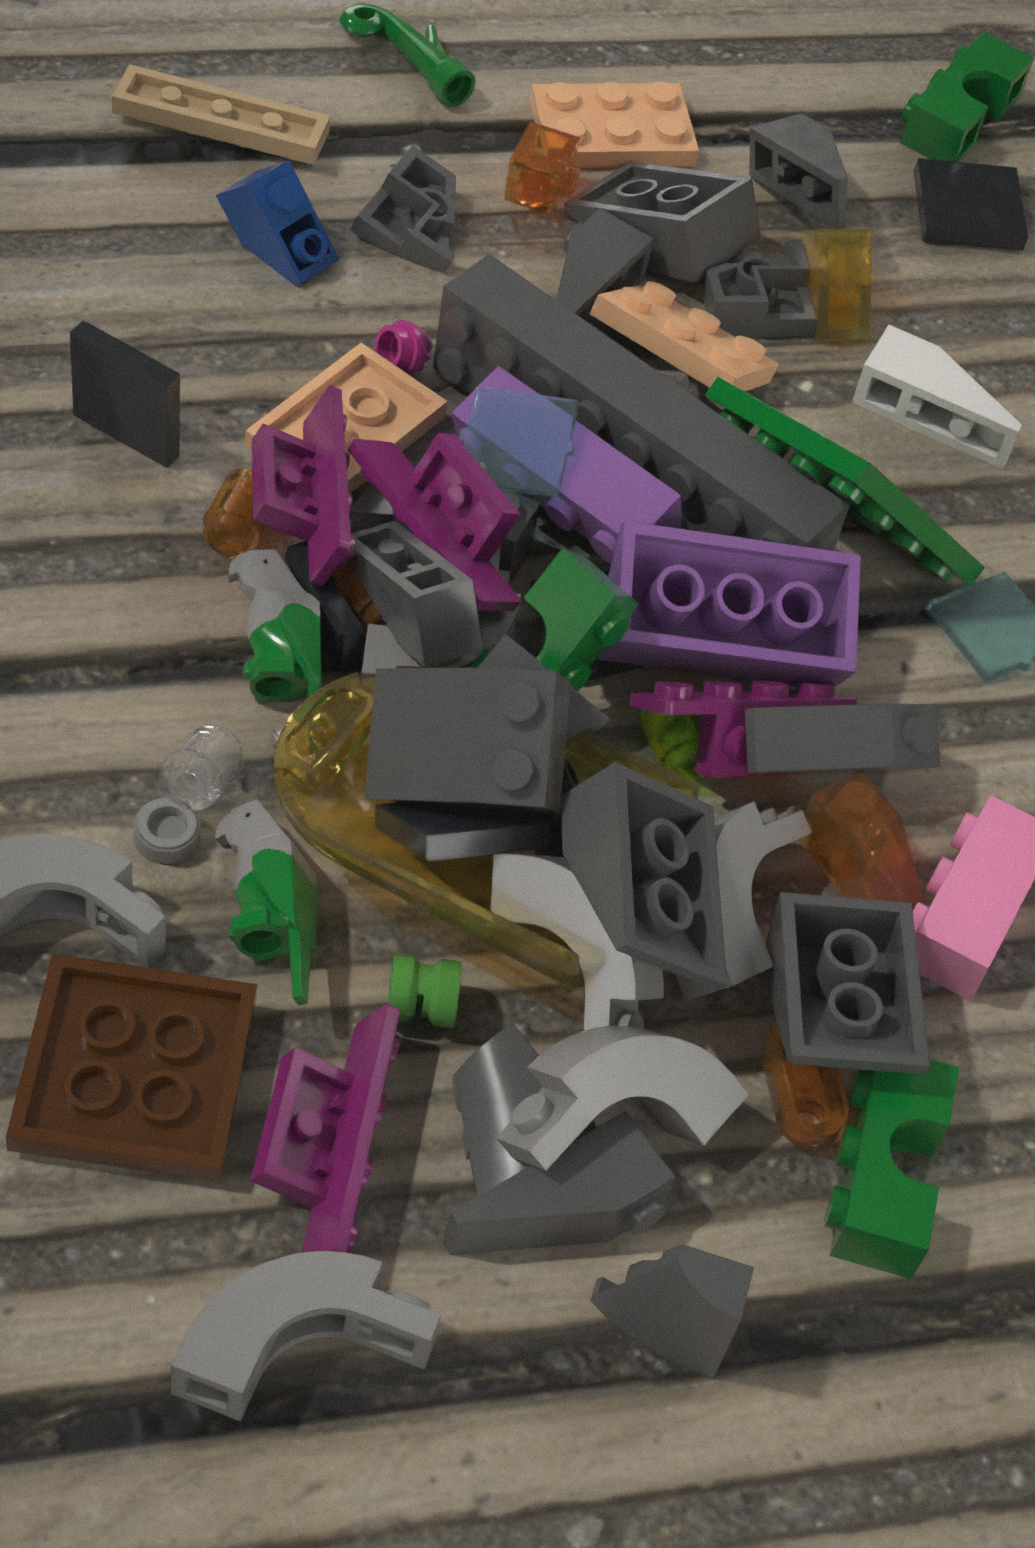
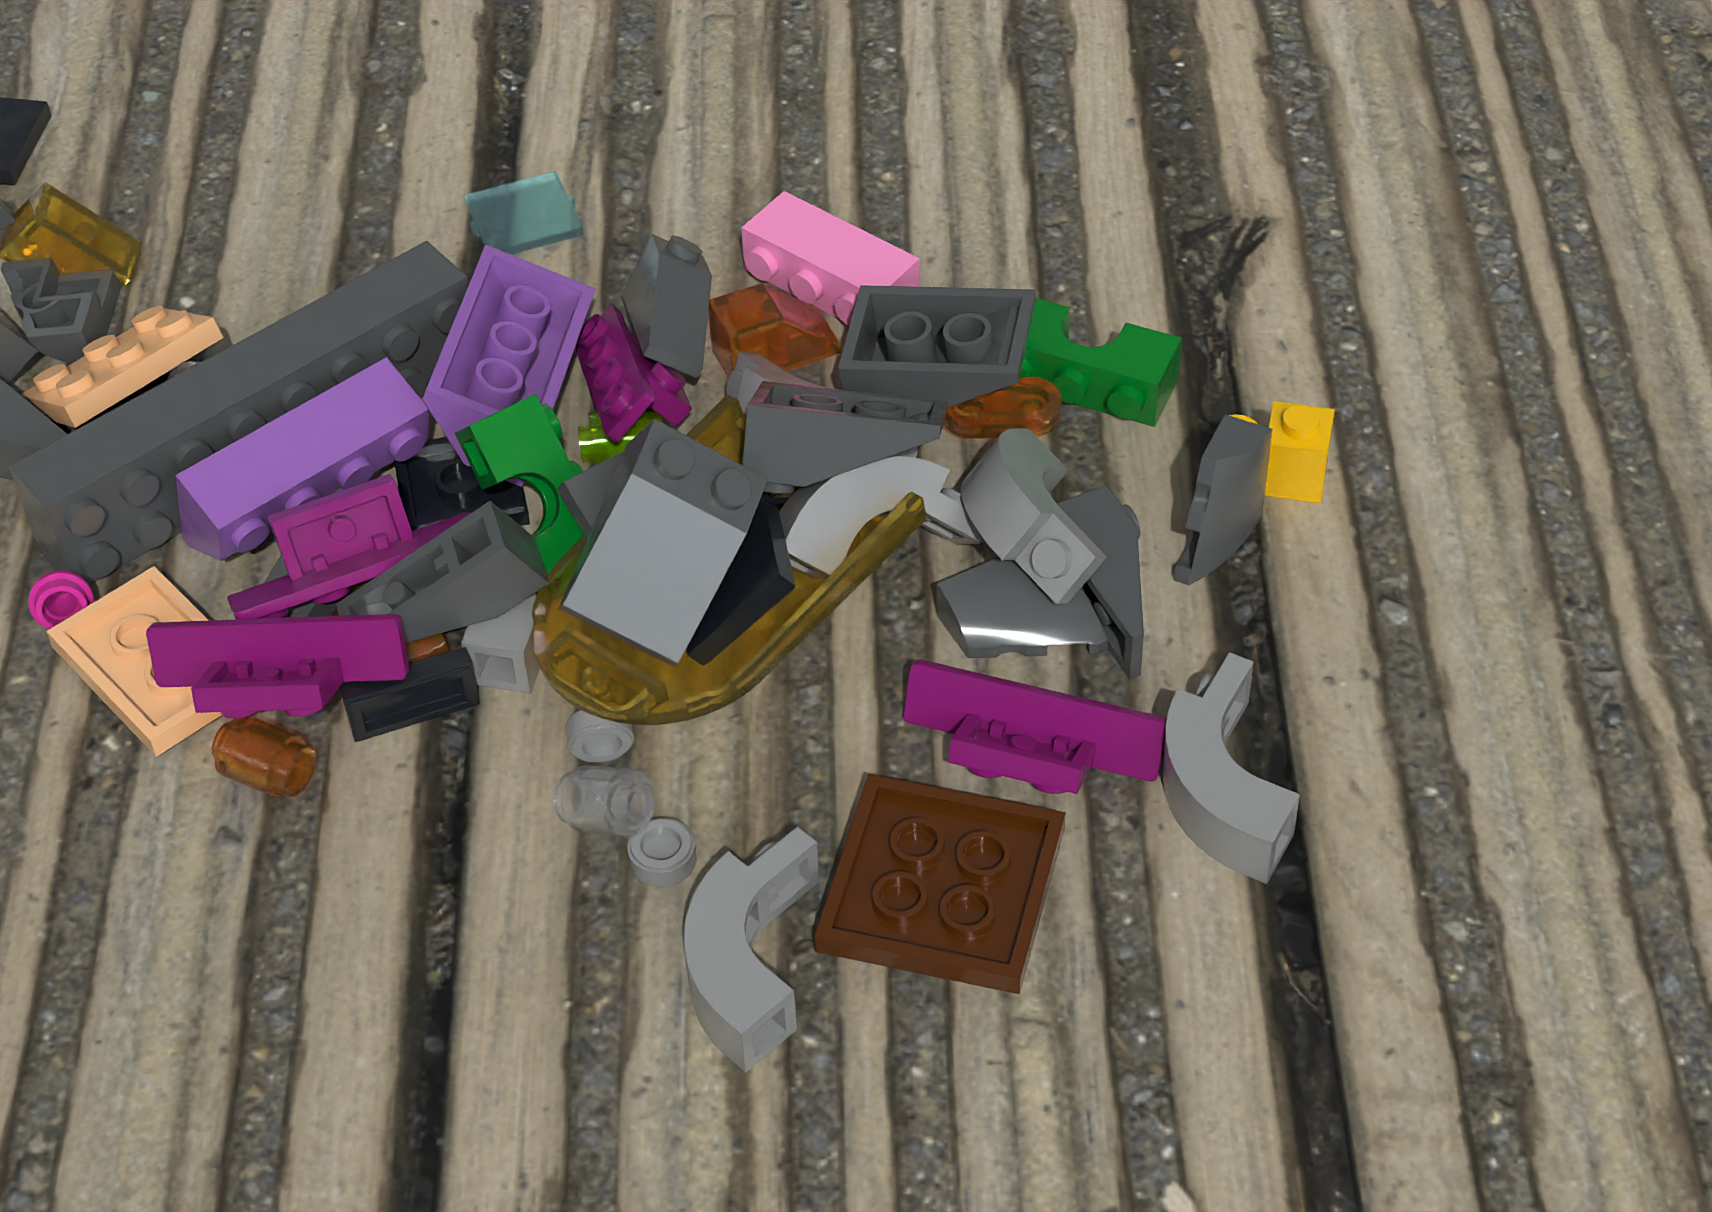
camera: 70 degrees left, 5 degrees down
(125, 393) = (85, 830): black tile -> none
(273, 892) = (754, 757): green animal -> none
(280, 628) = (445, 723): green animal -> none
(425, 990) = (885, 653): bright green wheel -> none
(521, 439) = (277, 468): clear light blue piece -> none
(790, 1386) = (1297, 450): none -> yellow brick
(852, 479) = (420, 217): green plate -> none
(934, 396) = (242, 201): white slope -> none

